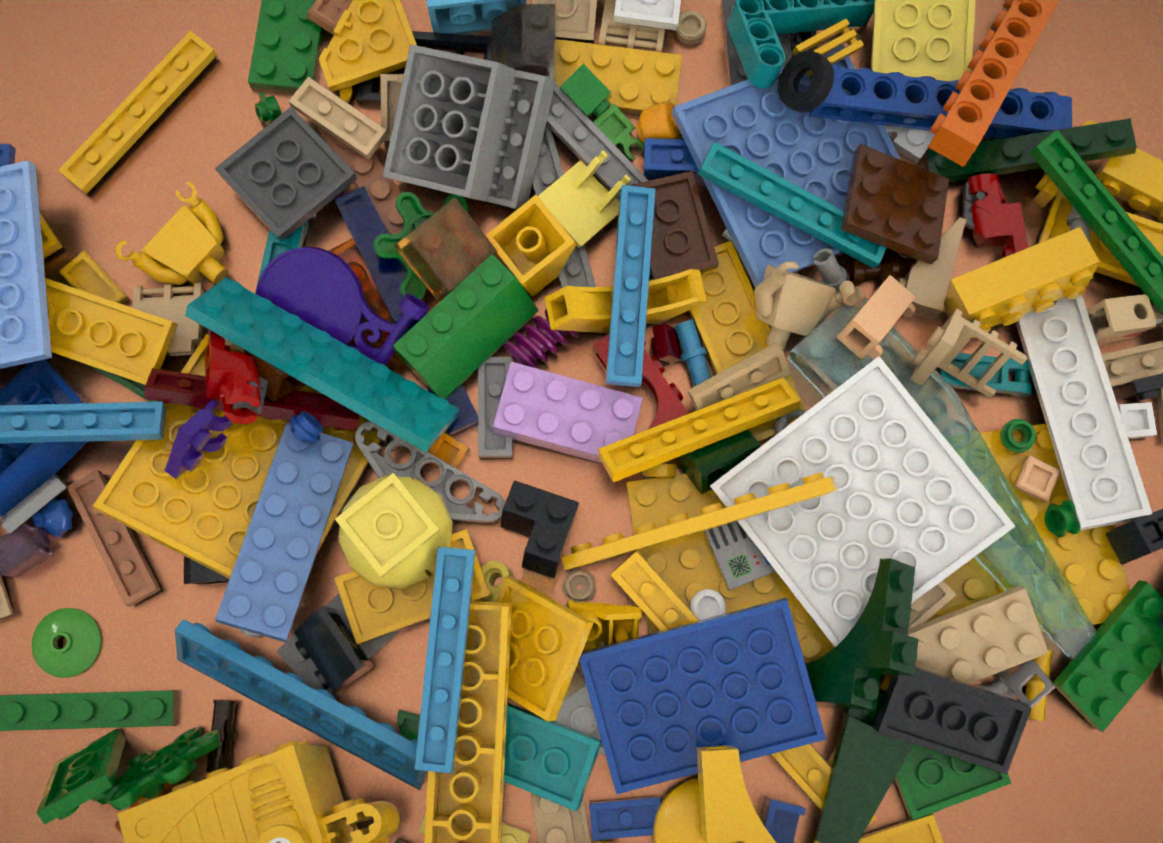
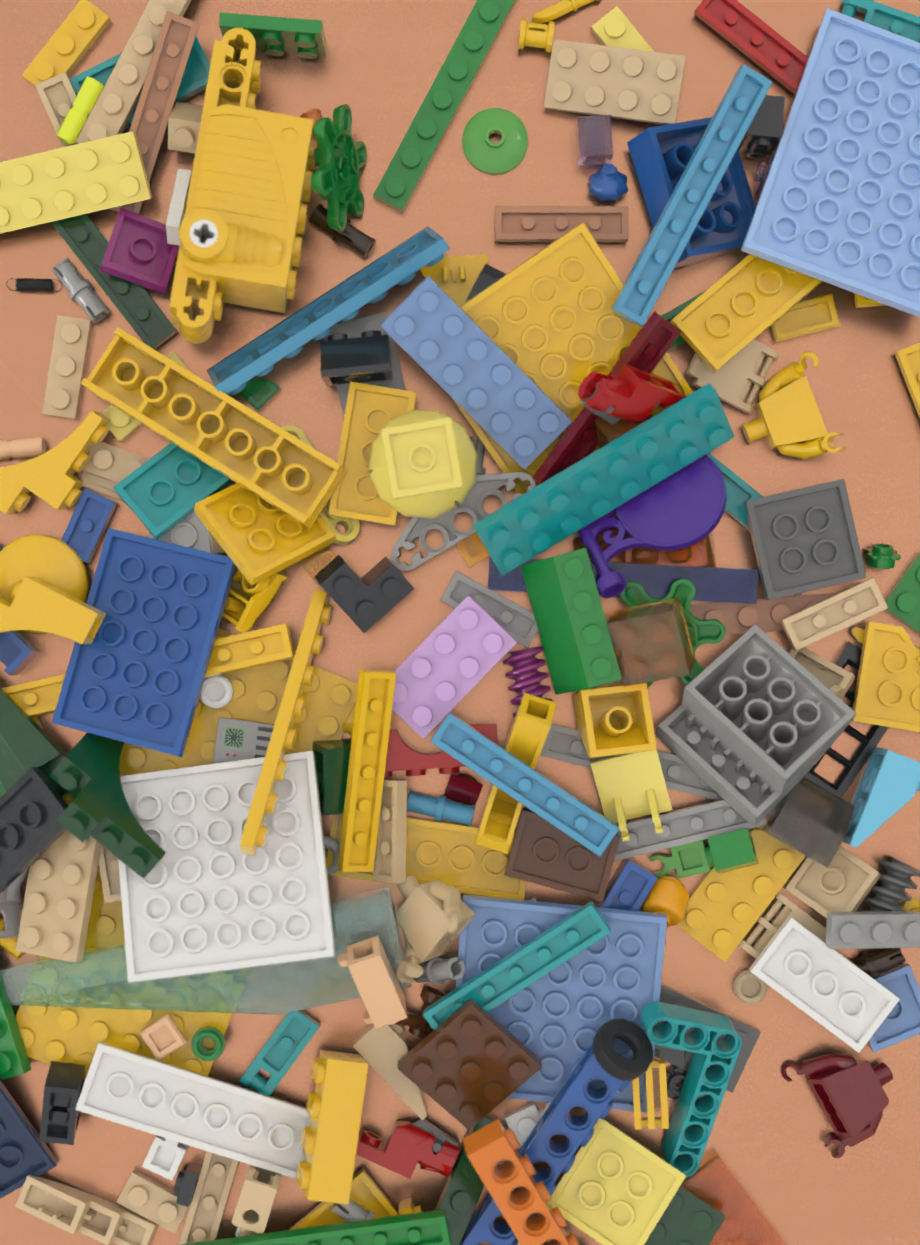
camera: 120 degrees right, 10 degrees up
(33, 503) = (626, 172): light grey tile -> none
(82, 777) = (367, 103): green plate -> none
(194, 438) = (589, 337): dark purple plate -> none
(203, 606) = (456, 274): none -> yellow piece
(306, 427) = (554, 435): blue plate -> none
(445, 660) = (290, 447): dark azure plate -> none
(575, 577) = (289, 590): tan plate -> none
(949, 341) = (318, 1033): tan plate -> none
(1062, 519) = (117, 1034): green plate -> none

